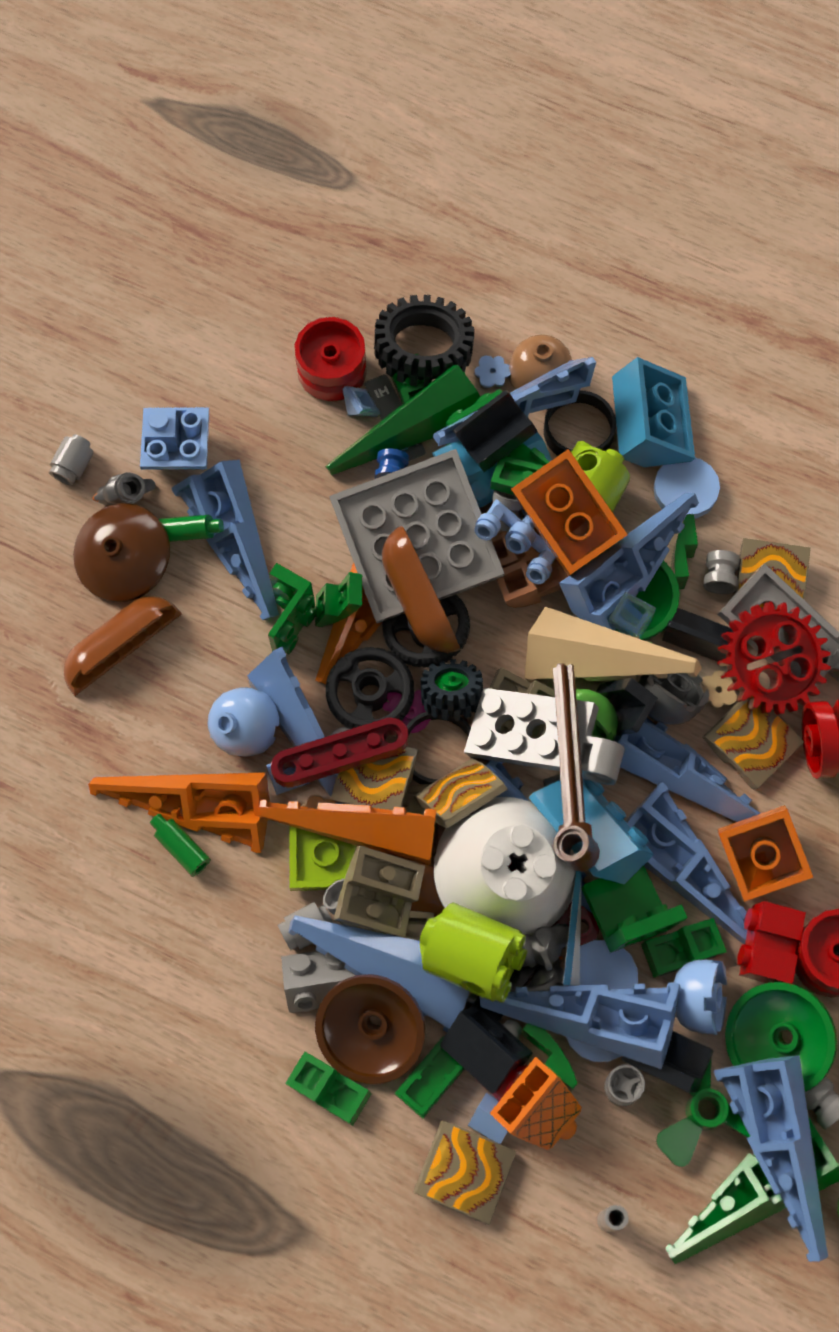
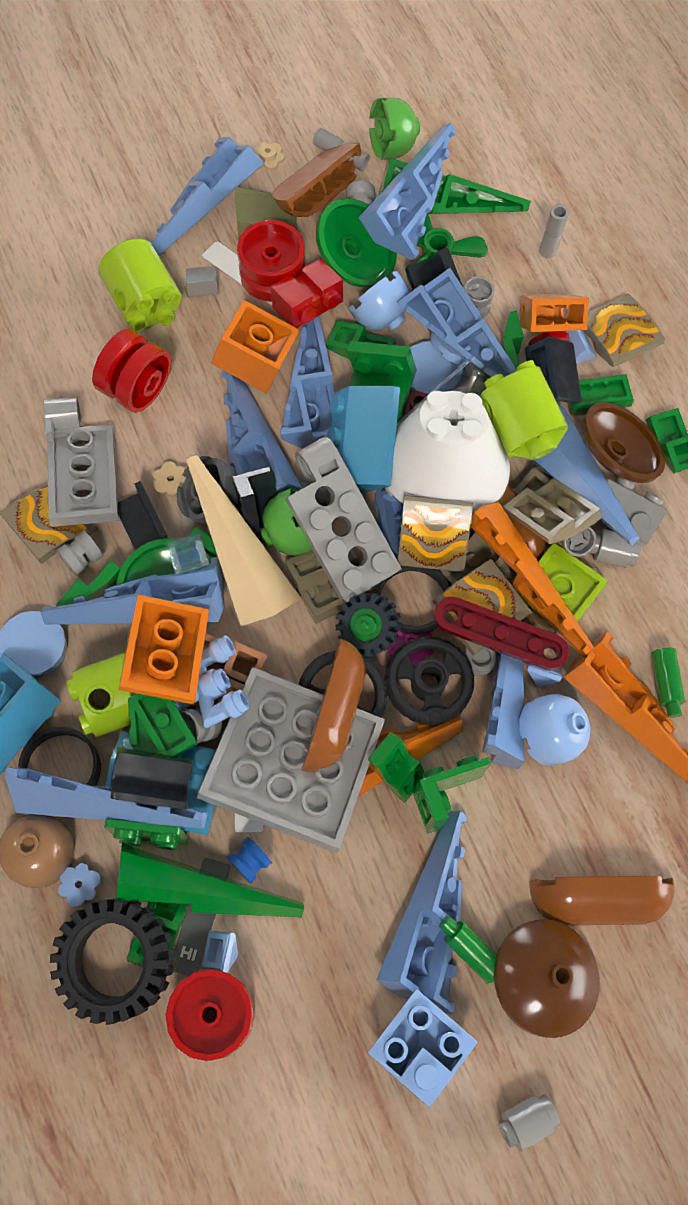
camera: 145 degrees left, 0 degrees up
(124, 489) = (503, 1040): flat silver animal -> none
(575, 826) = (386, 419): piece -> none
(753, 742) = (182, 427): slope -> none
(763, 629) = (116, 451): red gear -> none

